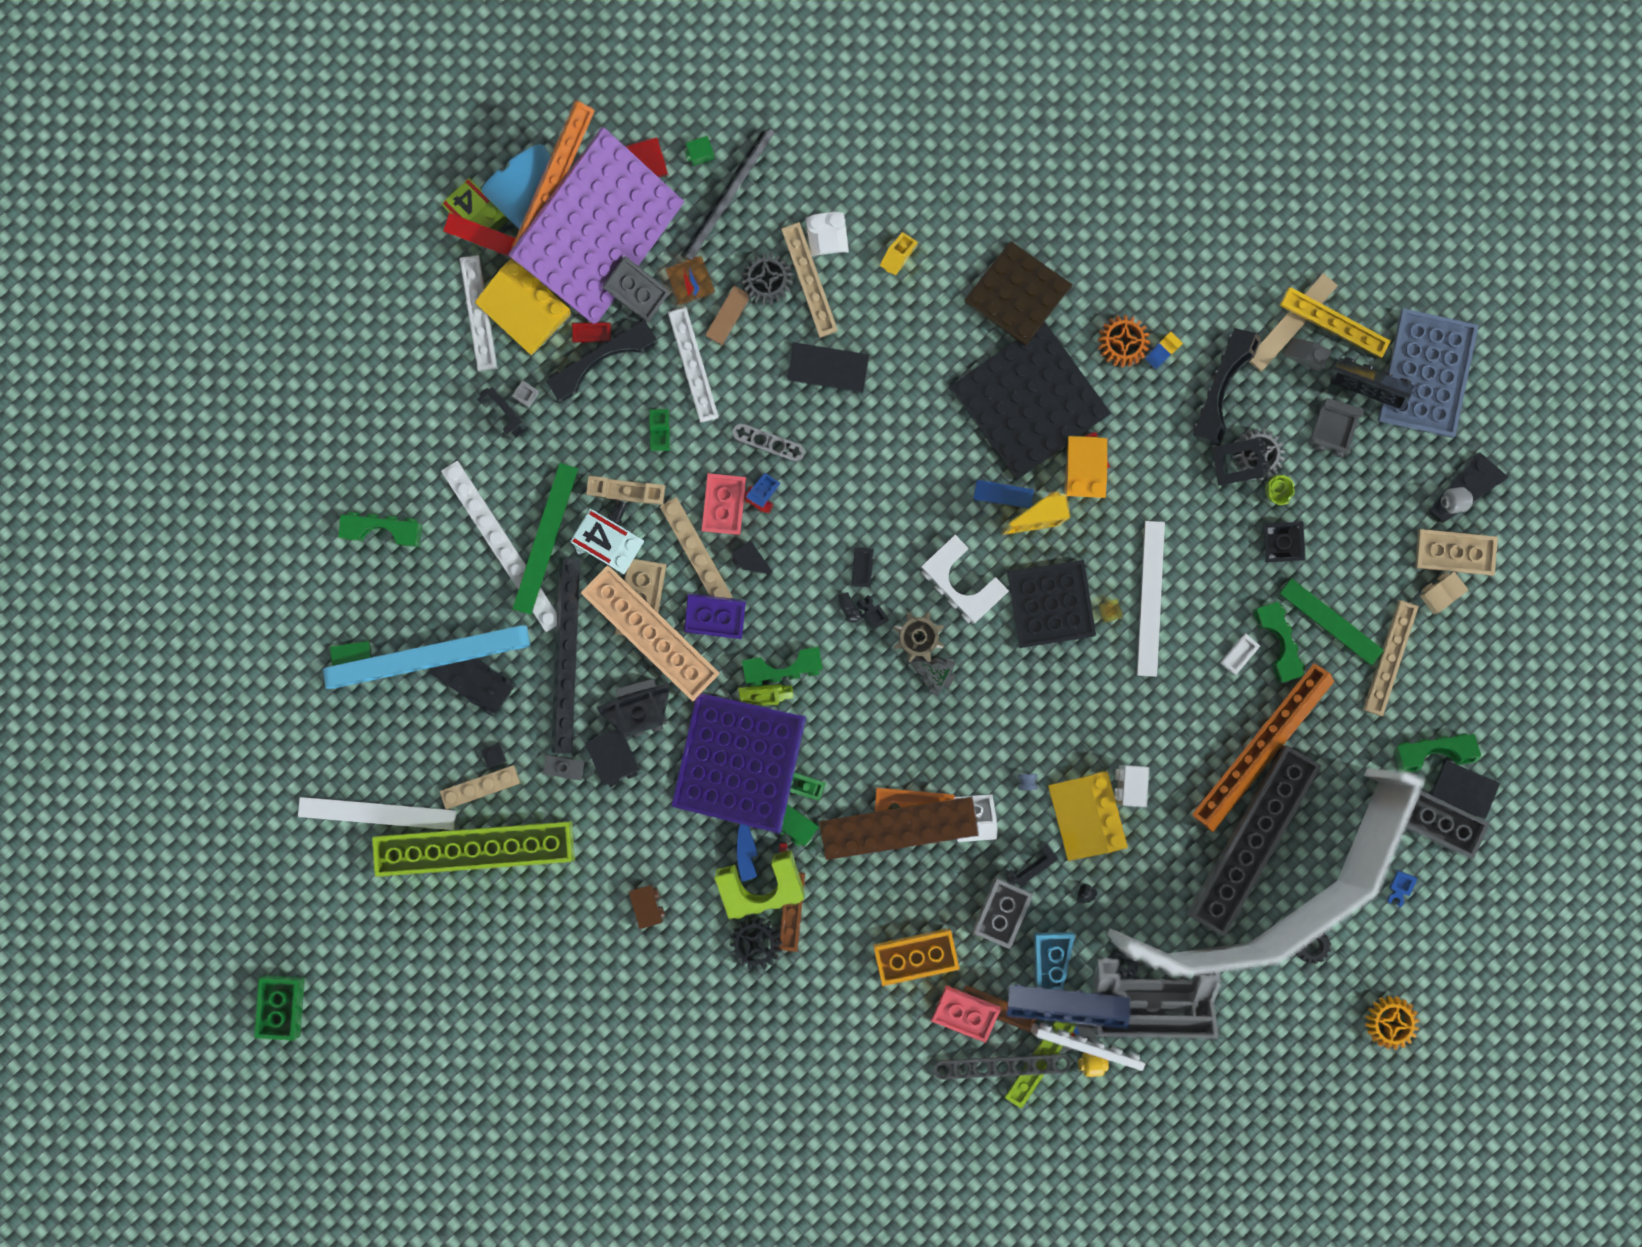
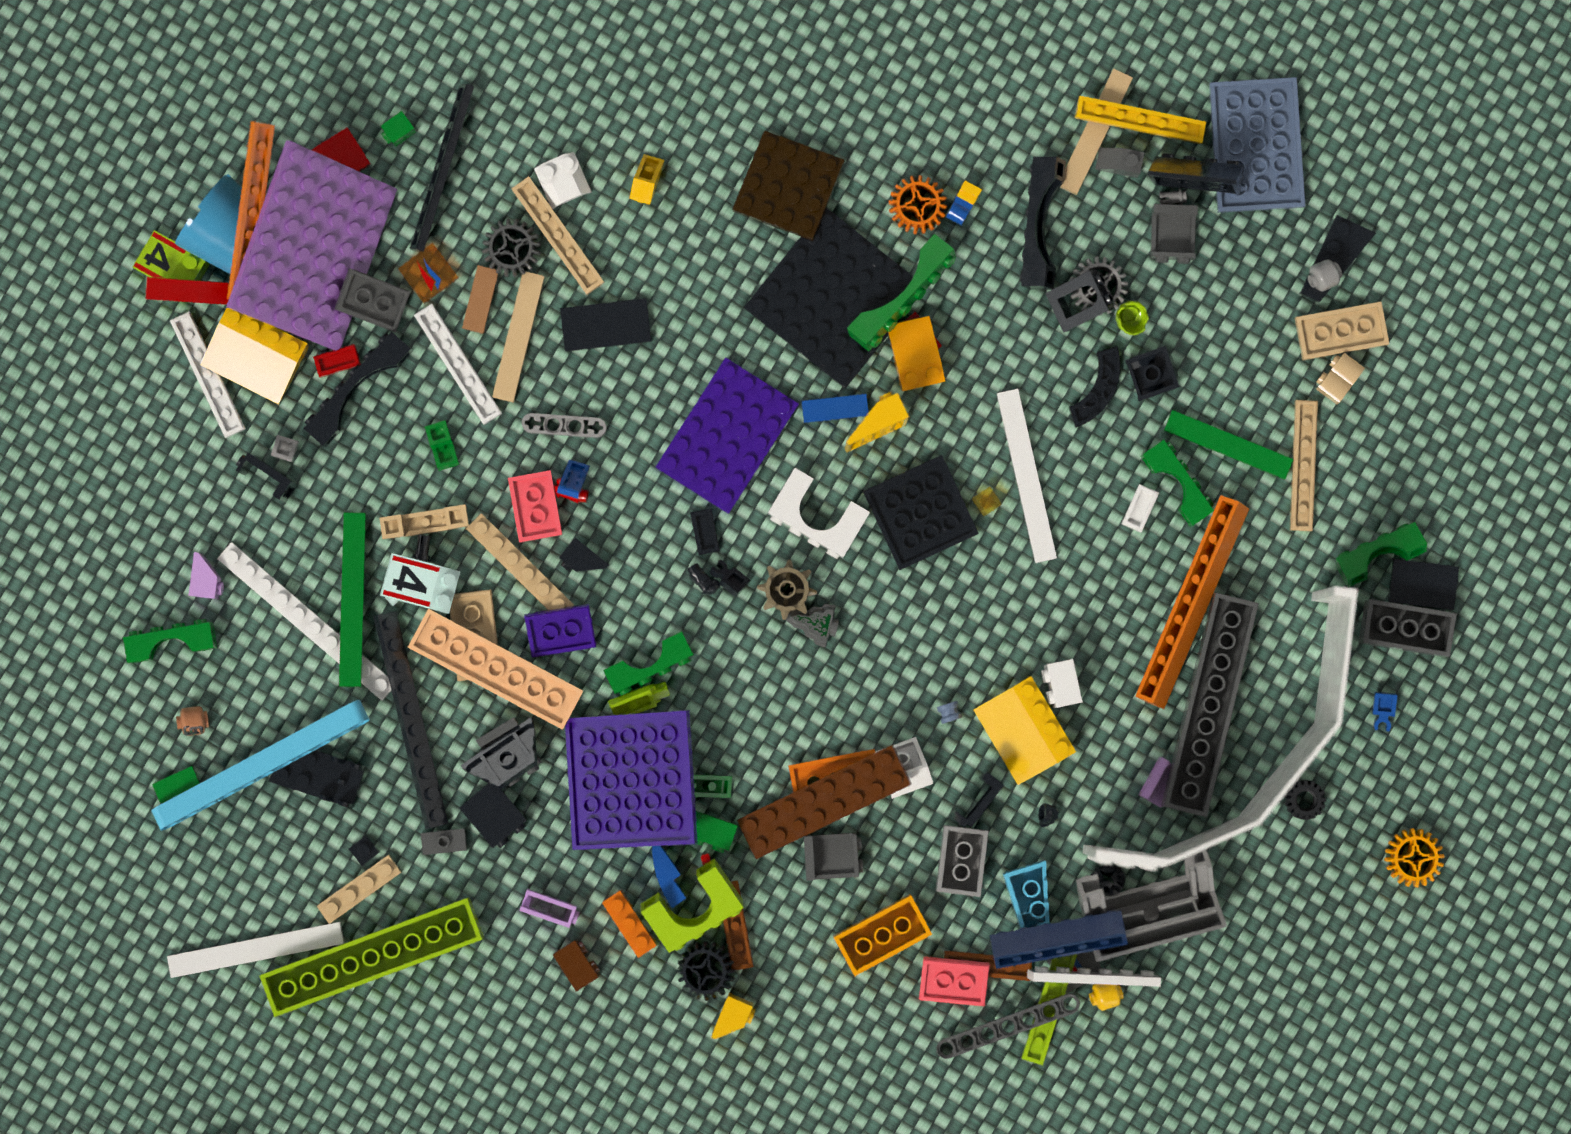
camera: 15 degrees left, 0 degrees up
(380, 603) = (192, 720): none -> nougat head
(425, 486) = (204, 579): none -> lavender slope
(637, 851) = (549, 908): none -> lavender window
(701, 884) = (629, 923): none -> orange arch
(751, 356) = (518, 337): none -> tan tile
(768, 989) = (733, 1016): none -> yellow slope
(892, 876) = (832, 856): none -> dark grey panel
(904, 491) = (727, 435): none -> dark purple plate
(1056, 432) = (874, 324): none -> green arch
(1187, 892) = (1156, 782): none -> lavender panel
(1236, 544) = (1103, 389): none -> black tile
(1344, 397) = (1175, 197): none -> light grey pin

